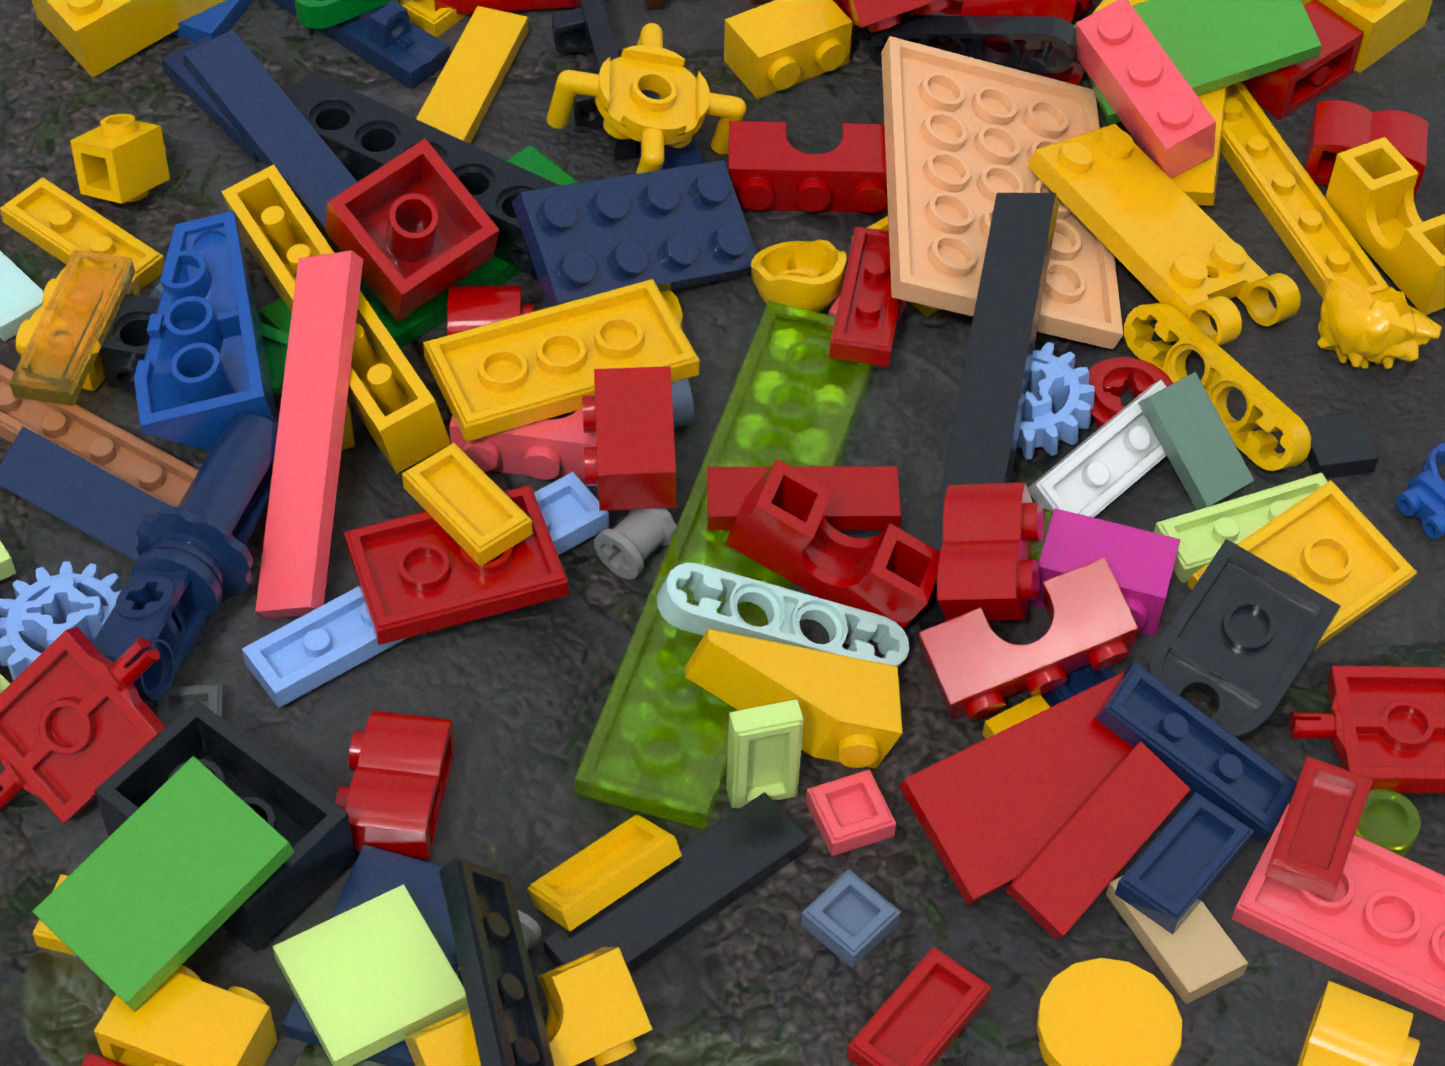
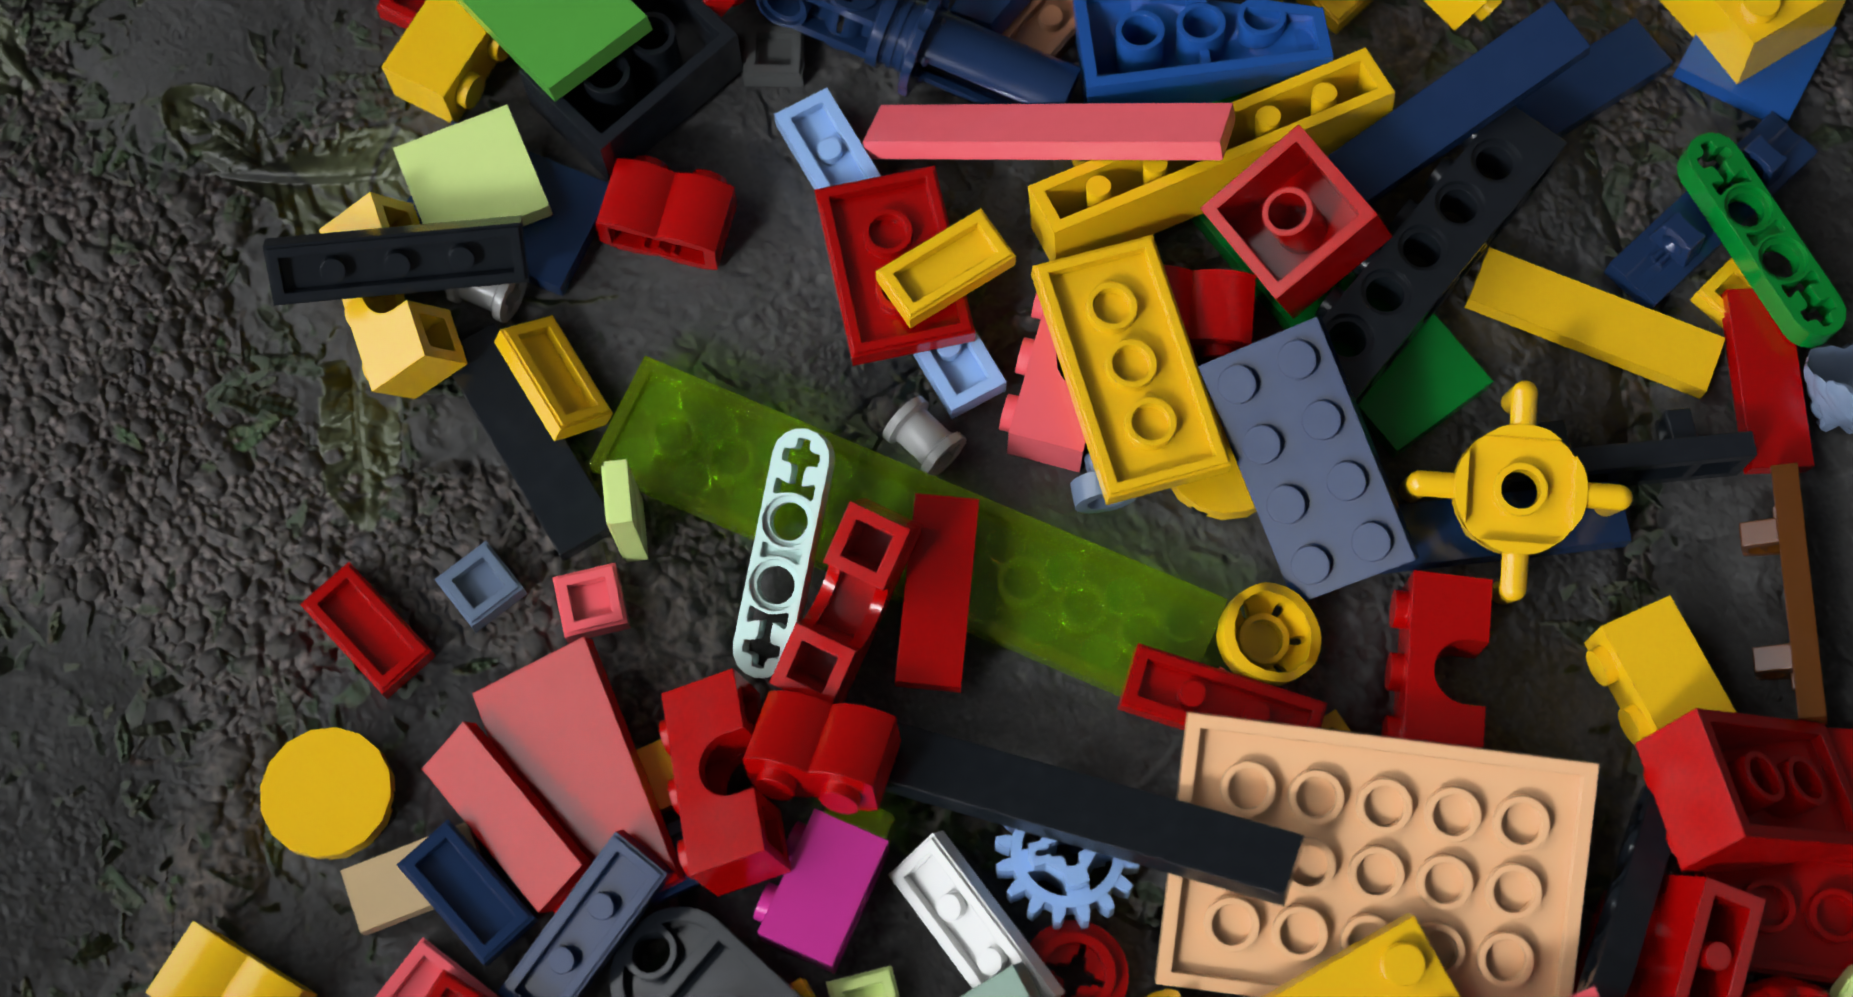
camera: 100 degrees right, 20 degrees up
(633, 438) = (998, 418): red brick -> none
(845, 701) = (687, 576): yellow slope -> none

